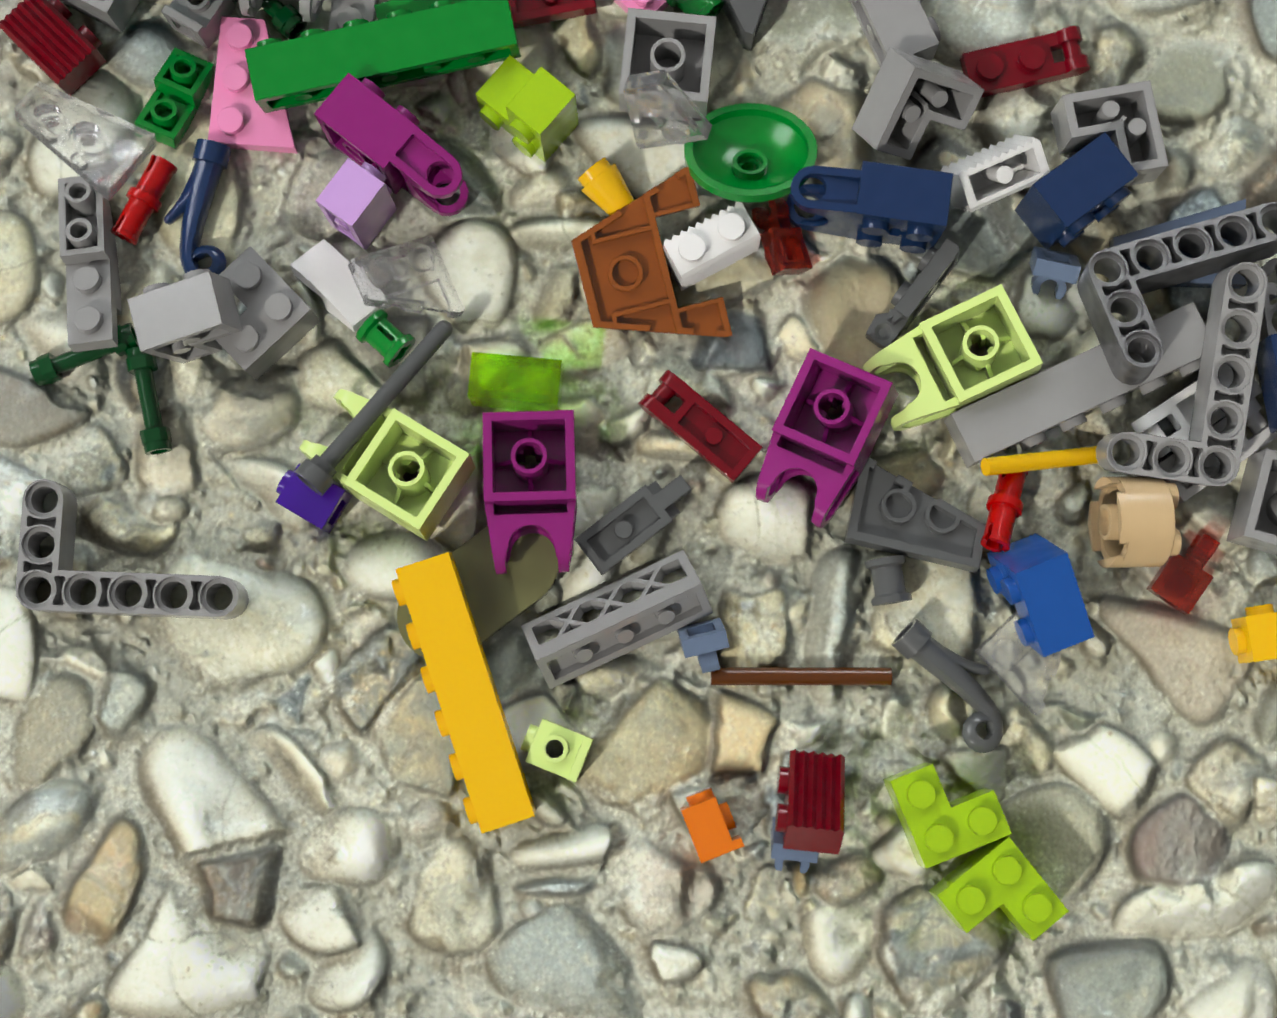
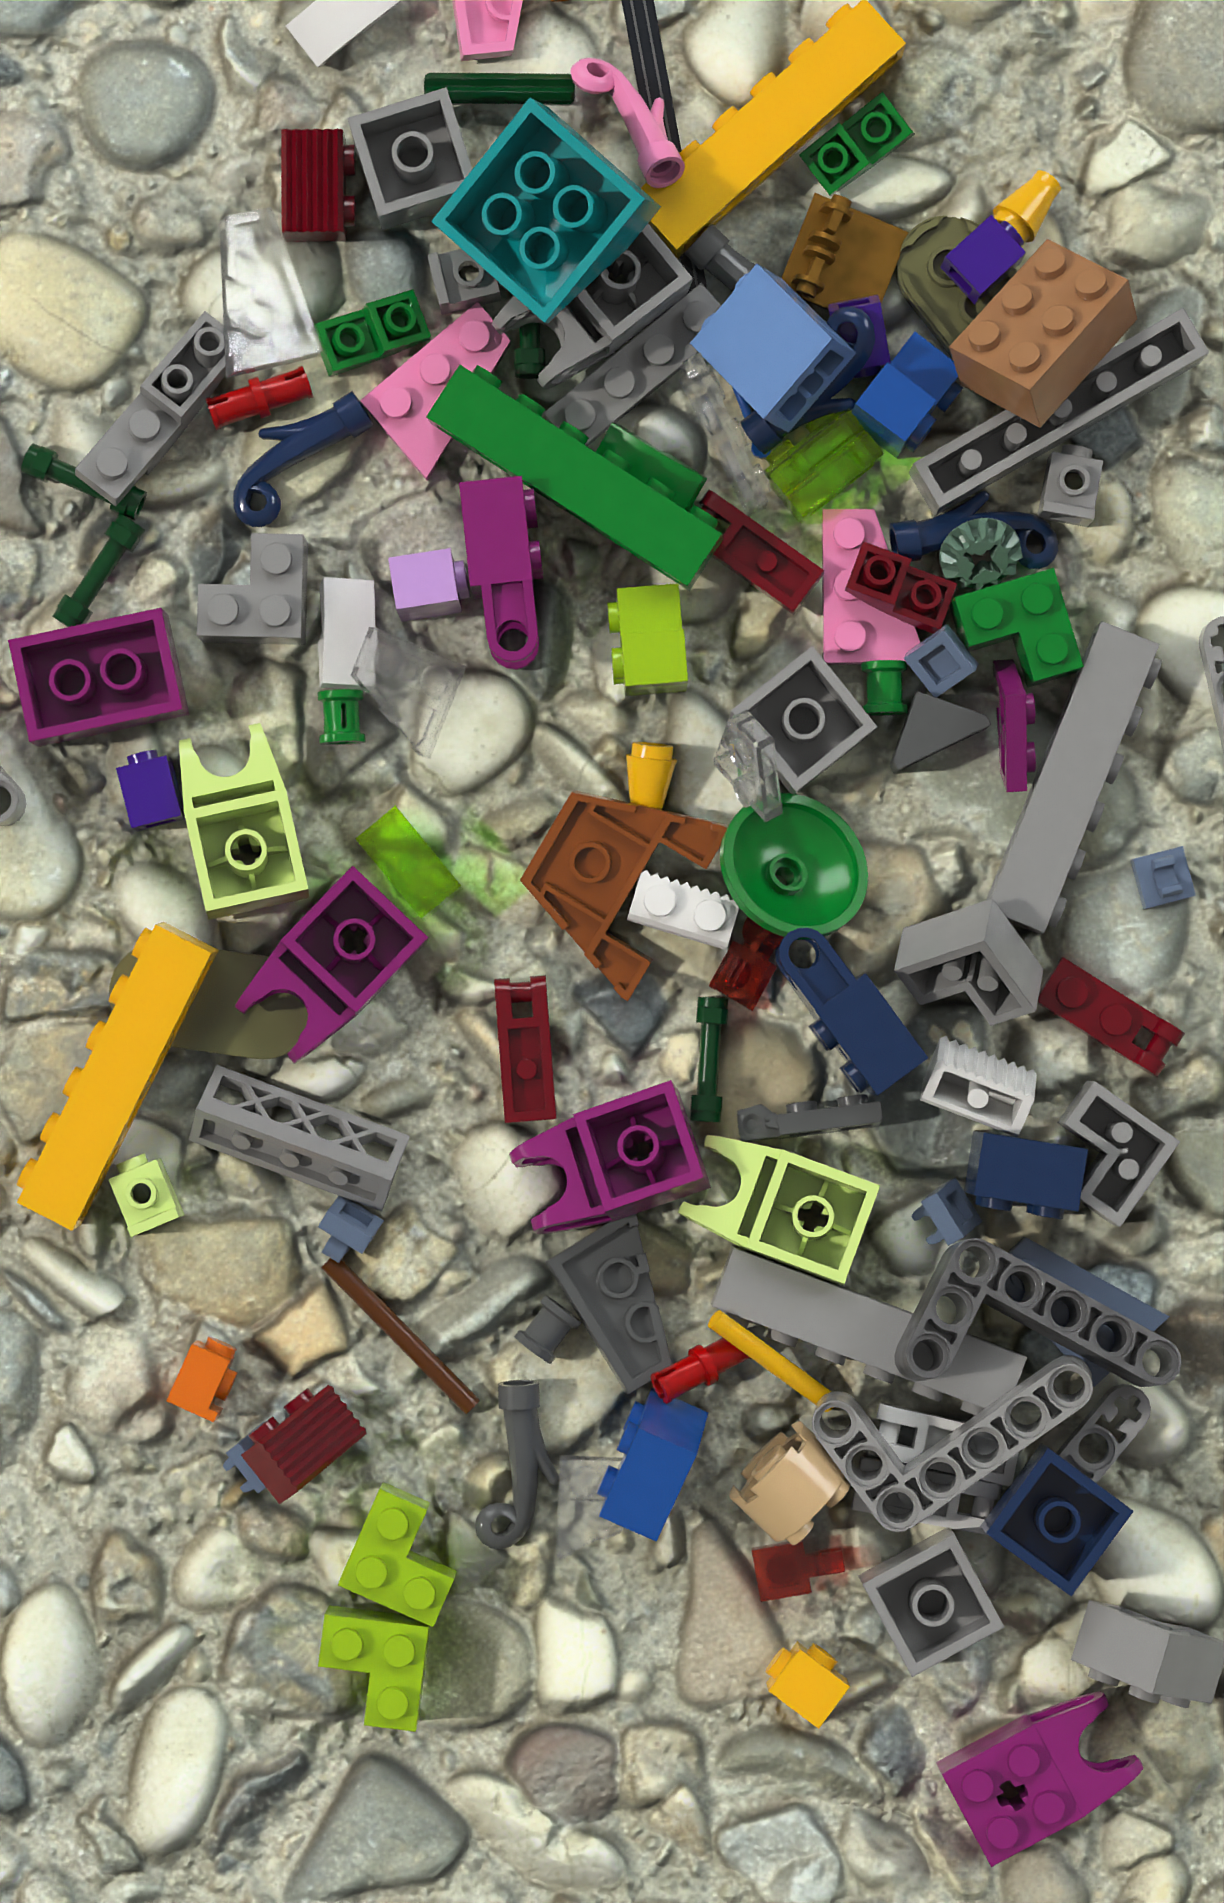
camera: 40 degrees right, 5 degrees up
(185, 317) = (192, 542): light grey brick -> none
(209, 458) = (98, 677): none -> magenta brick
(319, 470) = (174, 781): dark grey piece -> none
(632, 523) = (388, 1073): dark grey hinge -> none
(790, 294) = (706, 1104): none -> dark green bar

